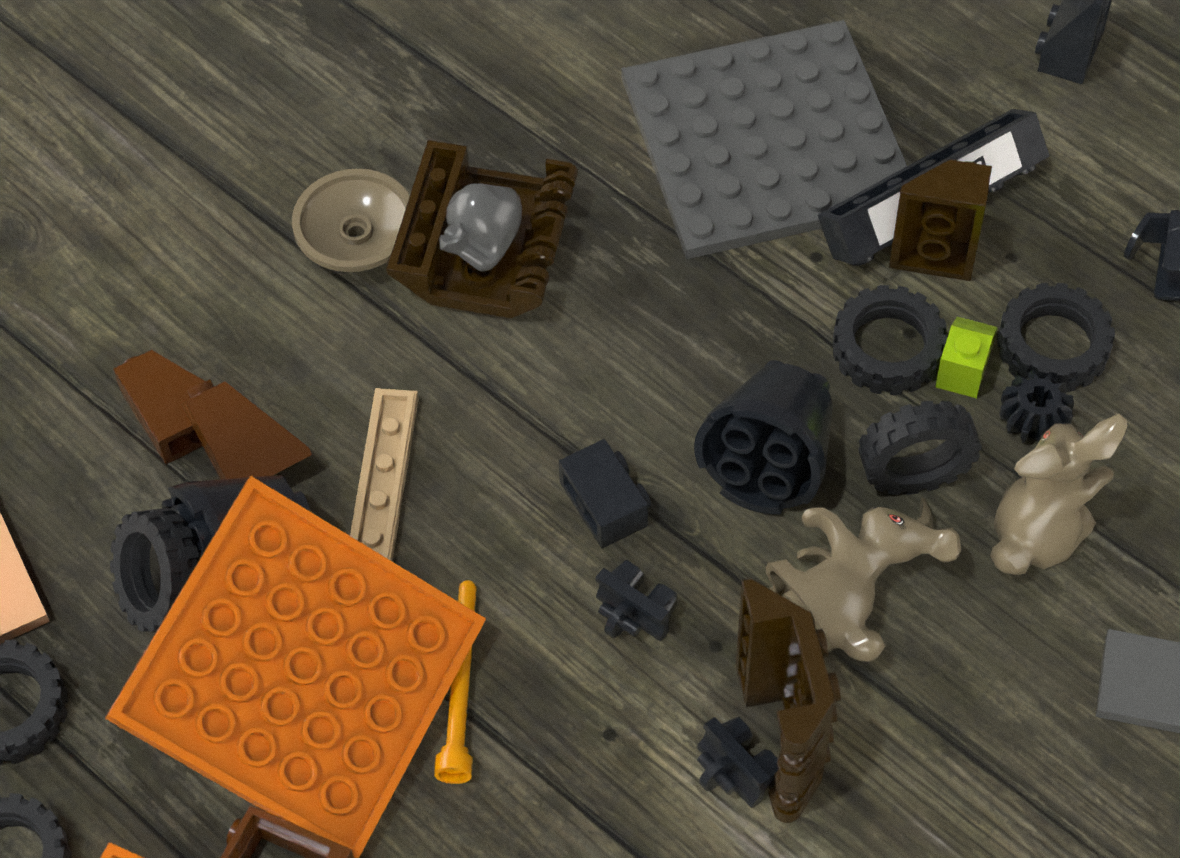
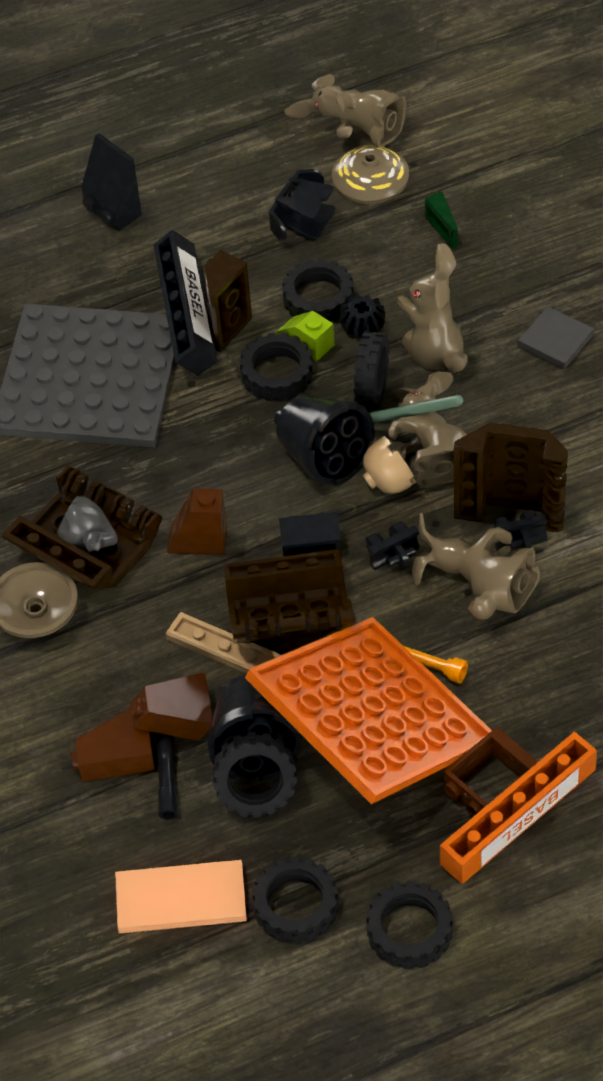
camera: 65 degrees left, 5 degrees down
(129, 488) = (167, 793): none -> black piece
(474, 504) = (287, 596): none -> dark brown slope
(553, 355) = (200, 524): none -> reddish brown slope
(613, 758) = (494, 579): none -> dark tan animal
(764, 534) = (386, 468): none -> tan cylinder
(838, 475) = (417, 408): none -> sand green piece

